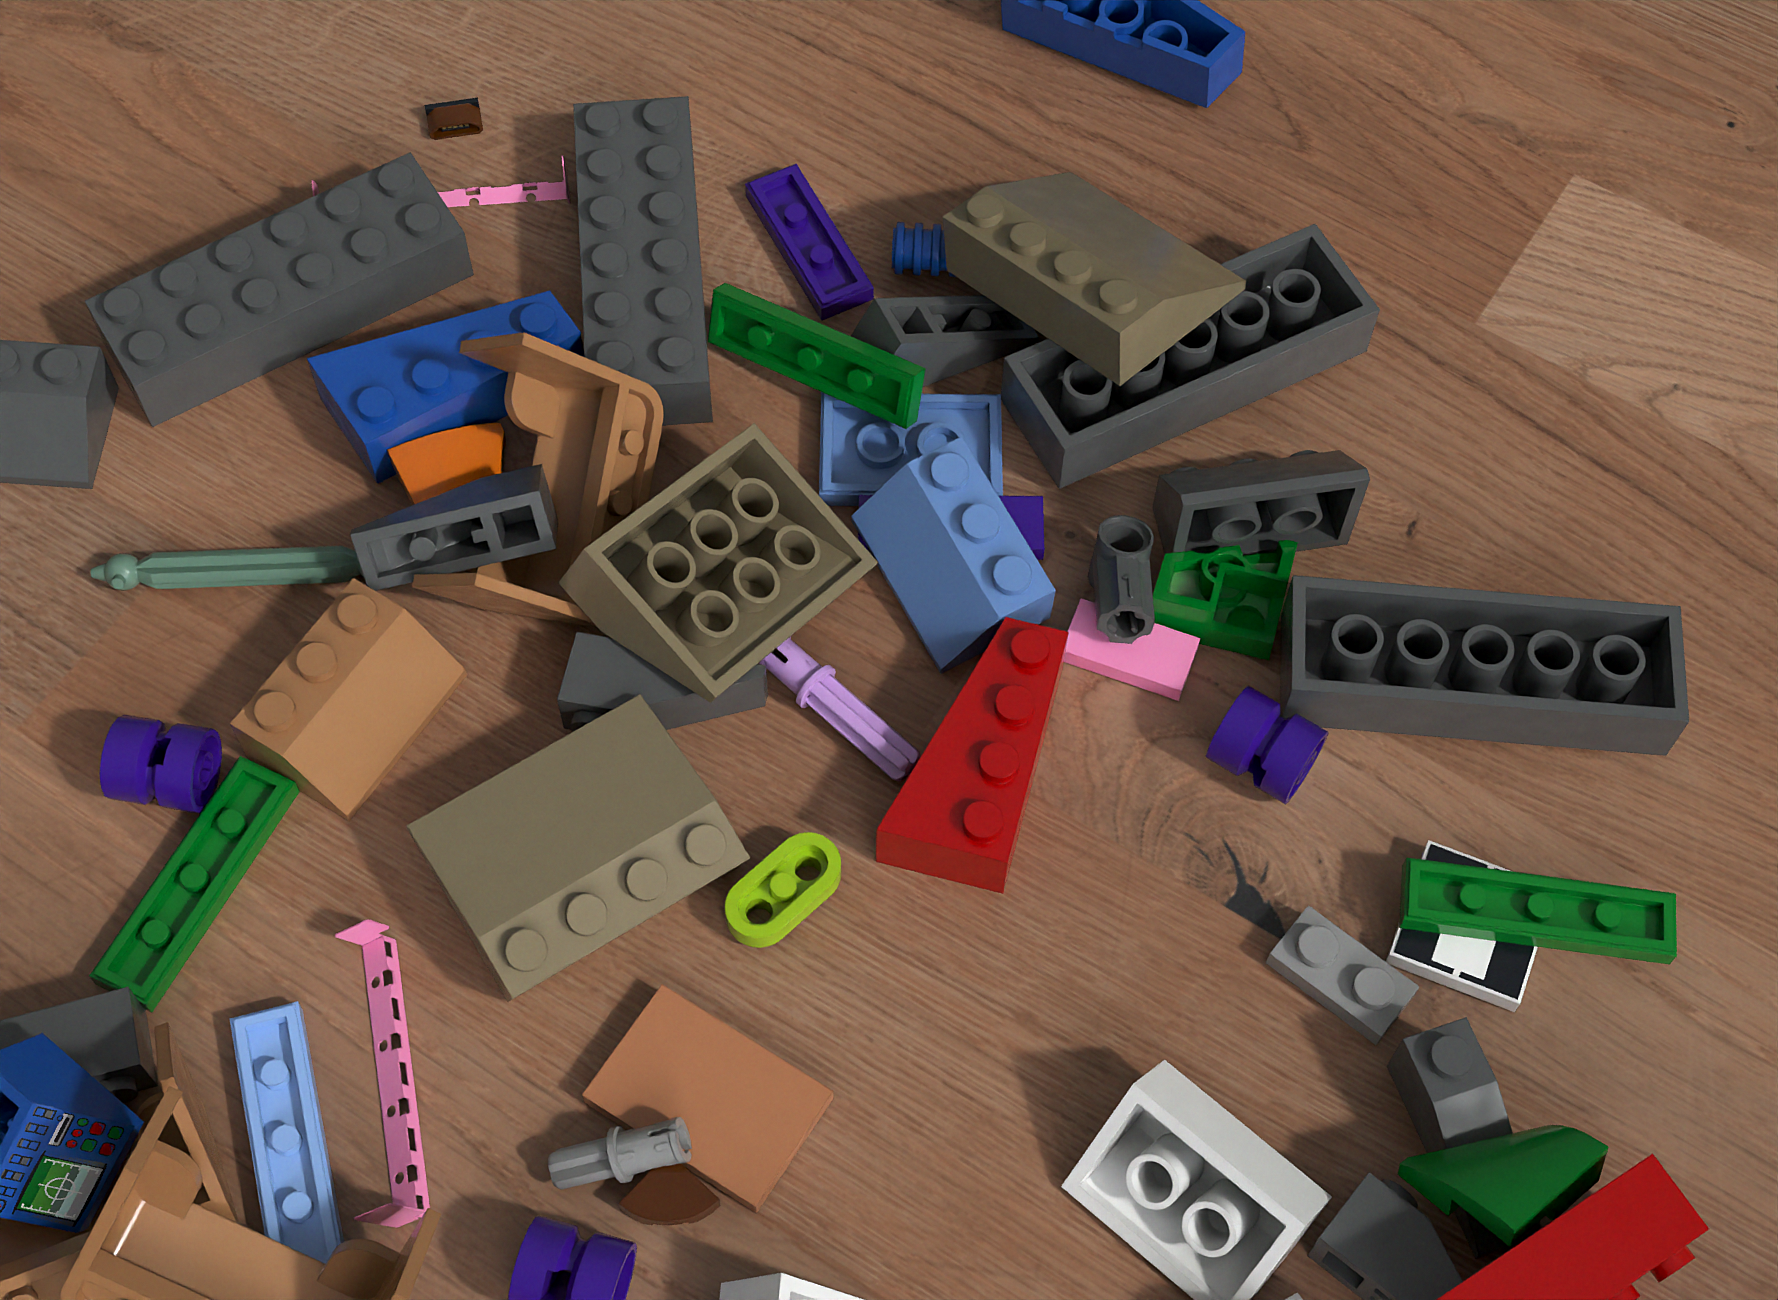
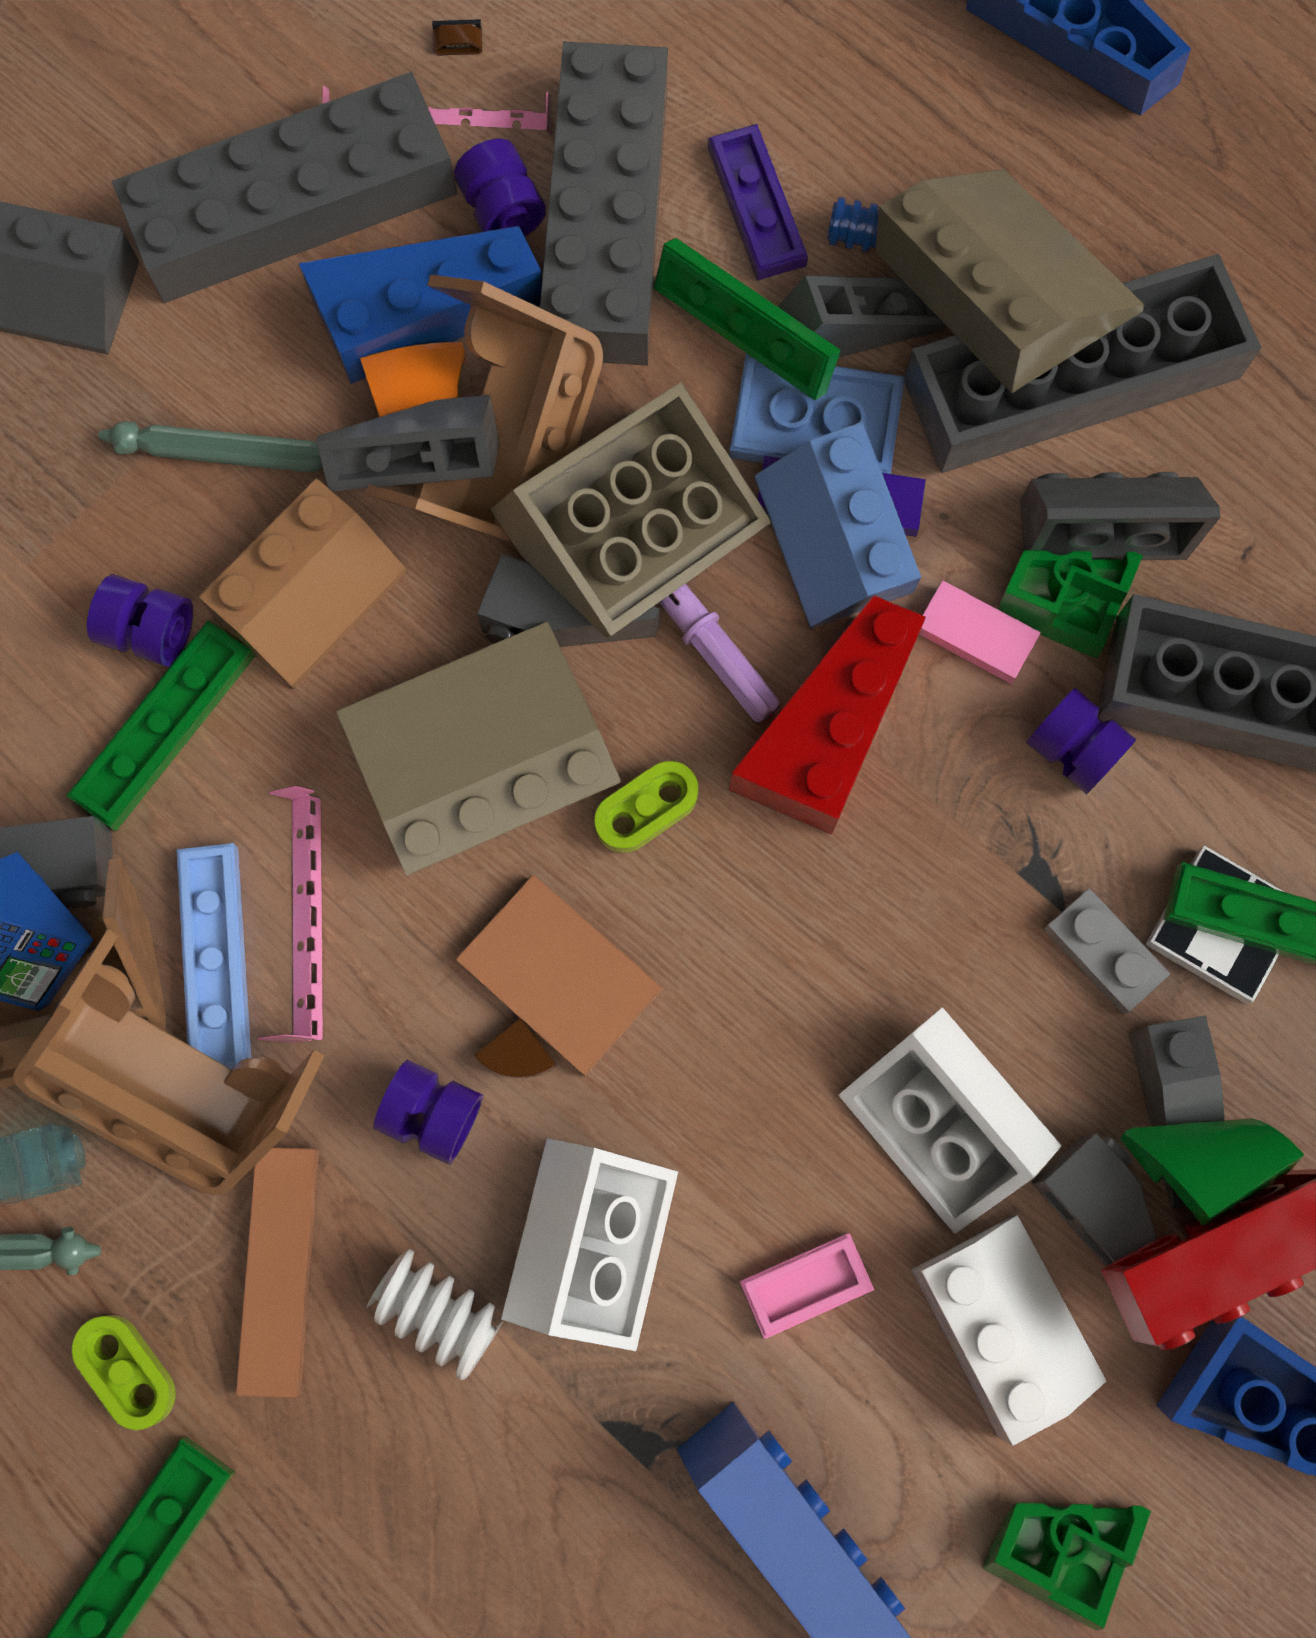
camera: 10 degrees right, 15 degrees up
(521, 257) = (499, 187): none -> dark purple wheel
(621, 1154) = (480, 1016): light grey axle -> none
(1123, 579) = (982, 570): dark grey piece -> none

